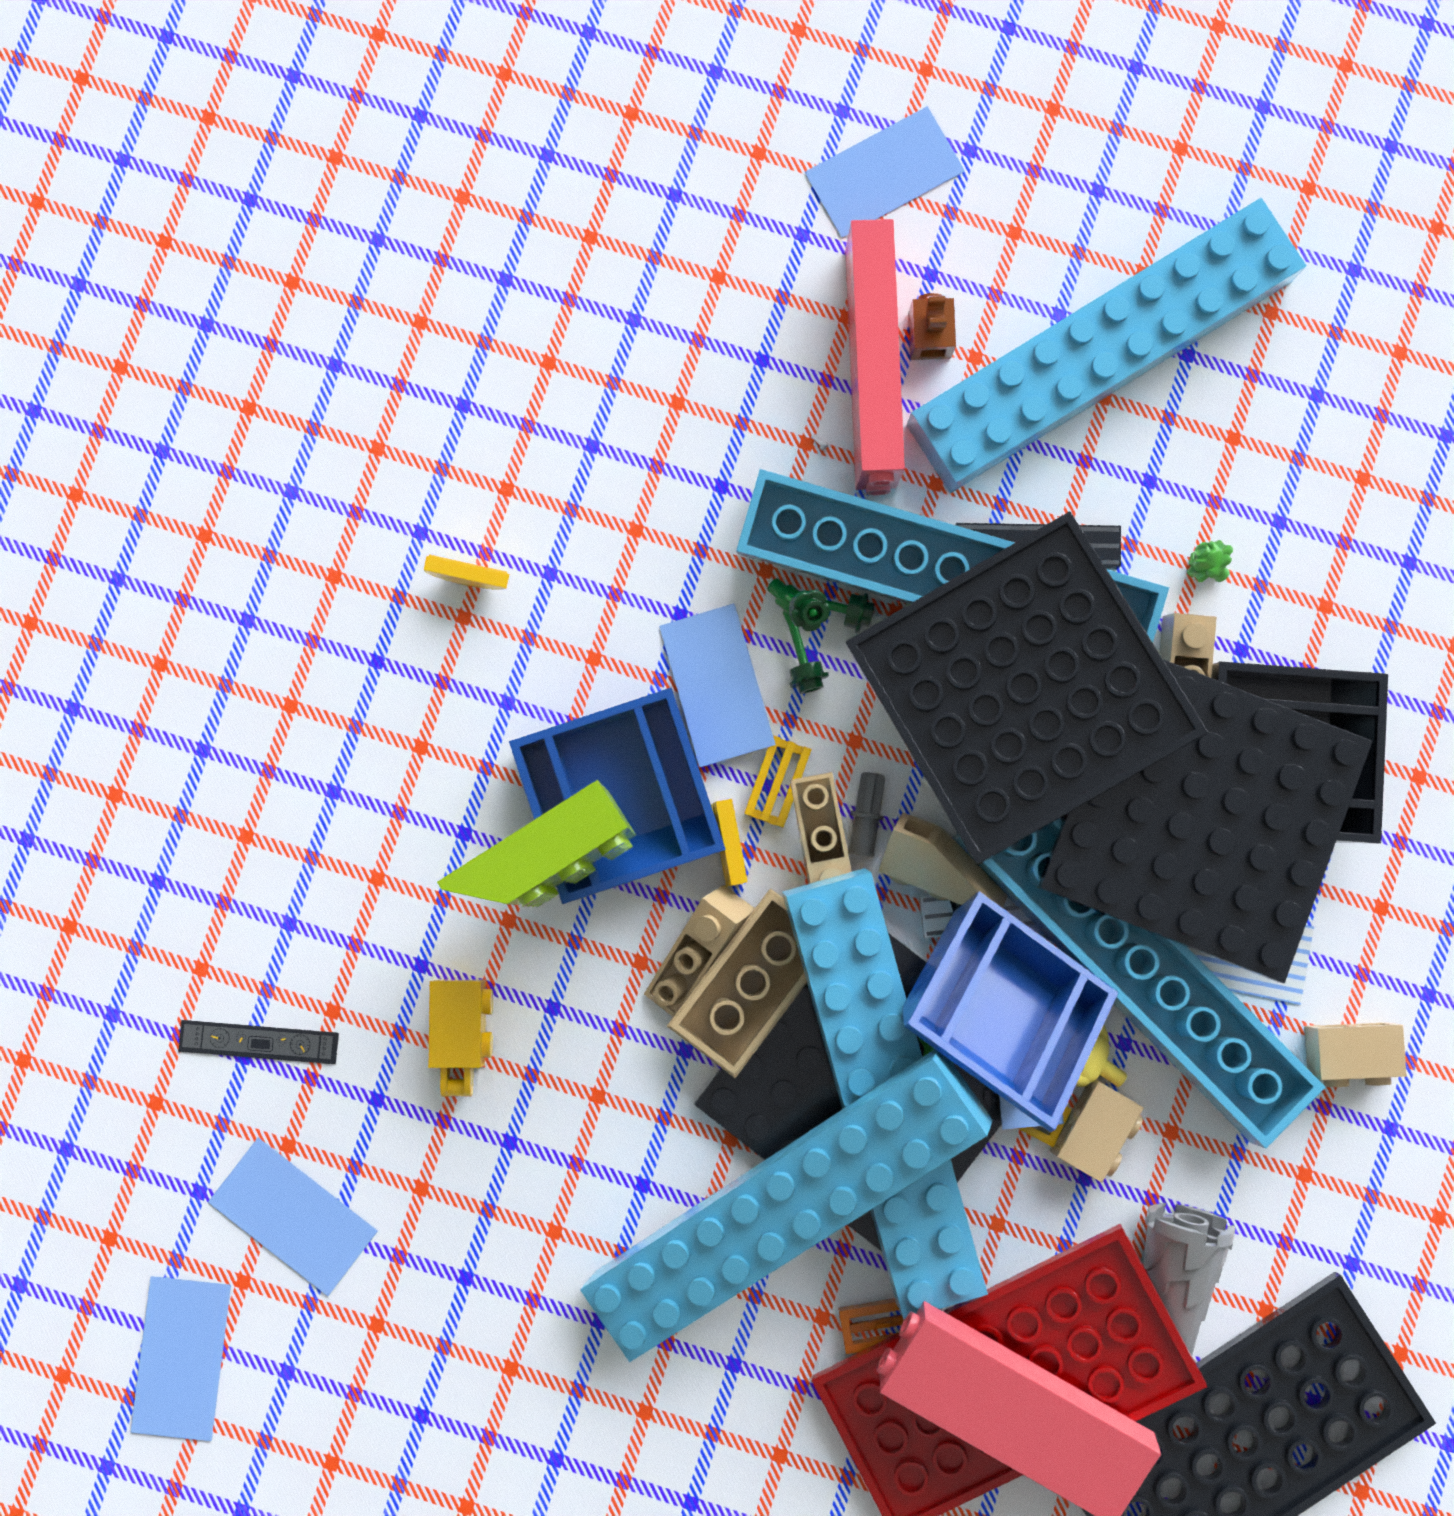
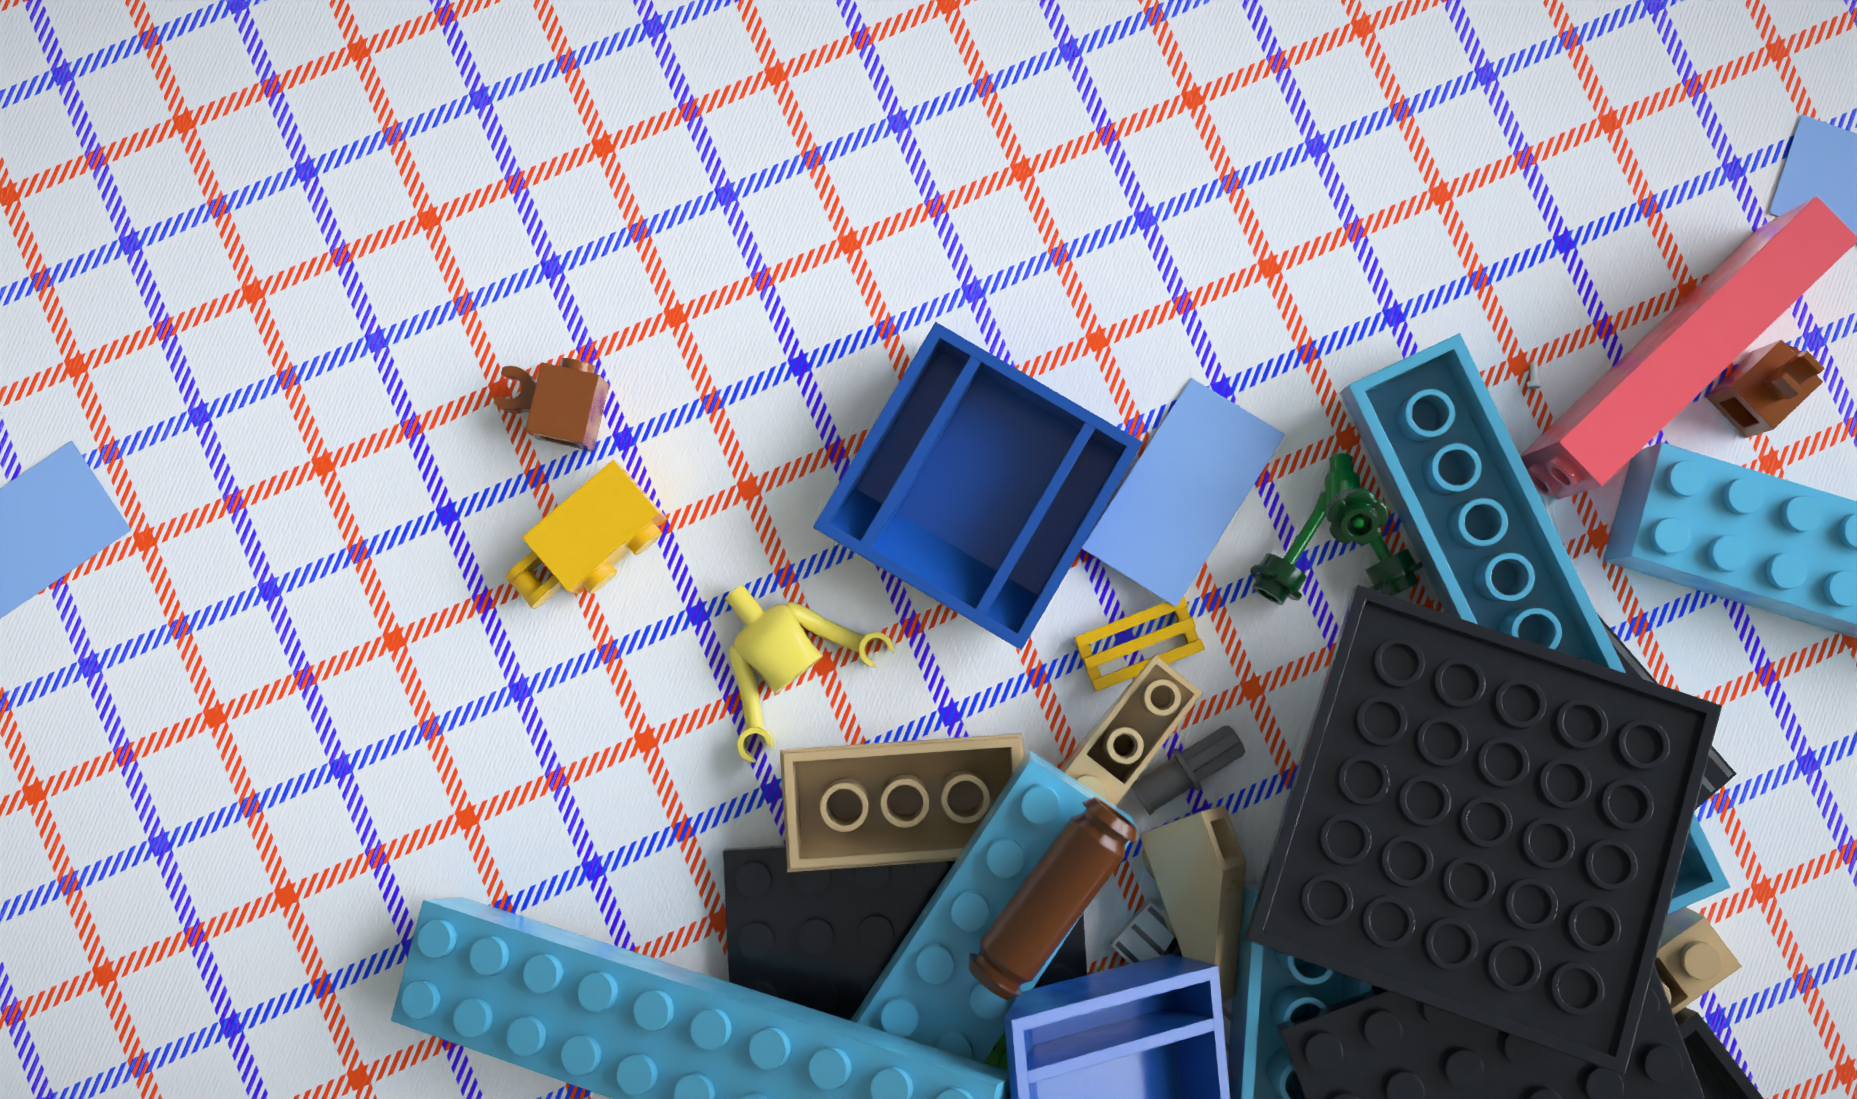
camera: 50 degrees right, 0 degrees up
(258, 1042) = (404, 342): sticker -> none
(292, 1216) = (254, 533): light blue sticker -> none
(373, 982) = (562, 404): none -> dark orange brick
(466, 573) = (1070, 128): yellow tile -> none
(547, 852) = (854, 454): lime slope -> none
(613, 980) = (780, 652): none -> light yellow piece
(698, 947) = (891, 711): tan slope -> none
(732, 857) = (1018, 664): yellow tile -> none
(866, 948) = (1051, 899): none -> reddish brown axle
(1210, 561) = (1787, 905): bright green plant -> none

